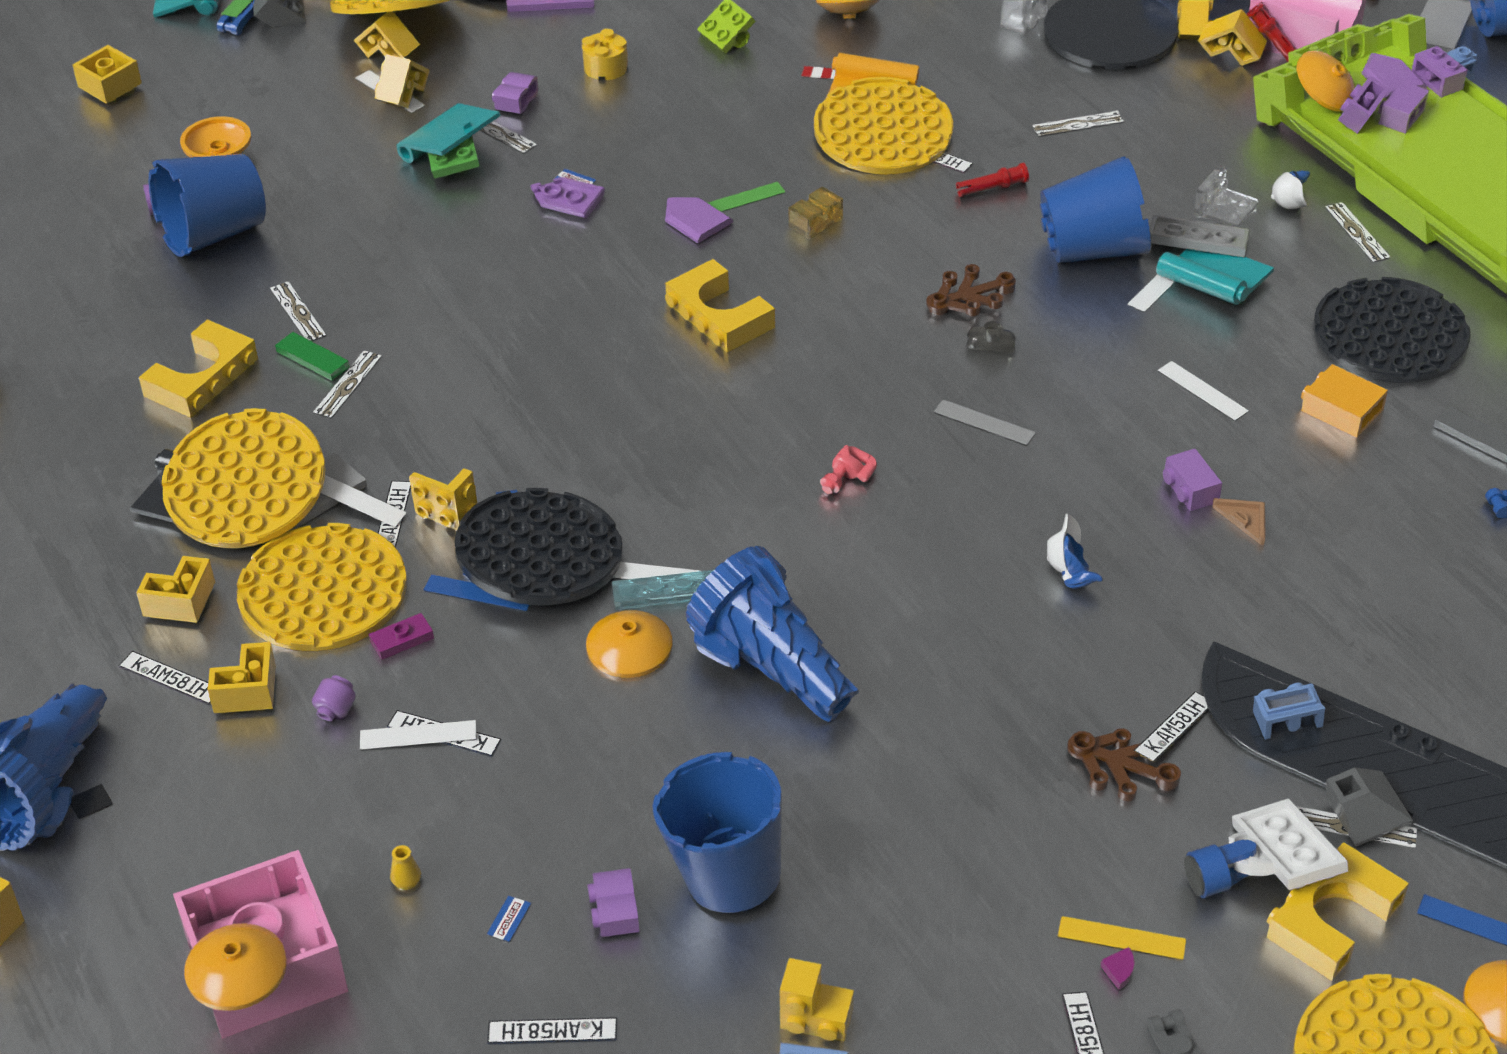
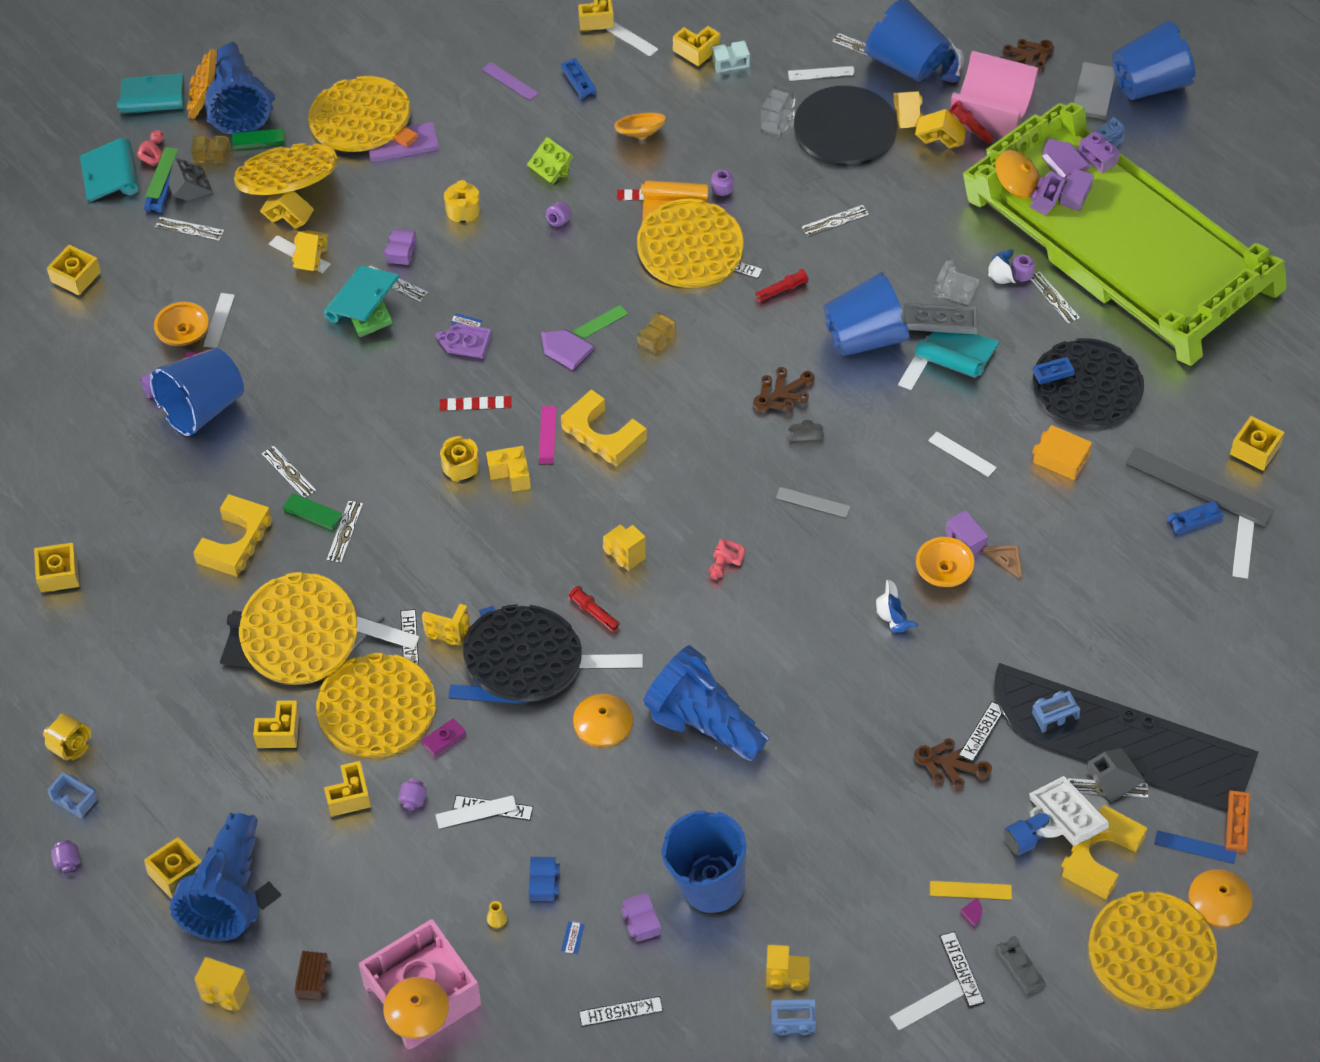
camera: 10 degrees left, 10 degrees up
(115, 912) = (312, 975): none -> reddish brown brick
(167, 676) = (290, 792): sticker -> none
(265, 53) = (189, 228): none -> sticker
(270, 142) = (218, 320): none -> white sticker
(485, 831) = (543, 879): none -> blue brick
(519, 315) = (459, 458): none -> yellow brick
(561, 264) = (476, 403): none -> sticker
(583, 330) = (511, 464): none -> yellow brick
(645, 308) = (547, 435): none -> dark pink sticker
(645, 500) = (587, 603): none -> red pin
(657, 589) = (621, 673): clear light blue plate -> none
(714, 438) = (626, 546): none -> yellow brick
(722, 78) = (558, 213): none -> medium lavender head
(938, 66) = (722, 182): none -> medium lavender head
(1155, 506) = (947, 554): none -> light orange dish
(1319, 191) = (1023, 268): none -> medium lavender head
(1344, 305) = (1053, 370): none -> blue plate

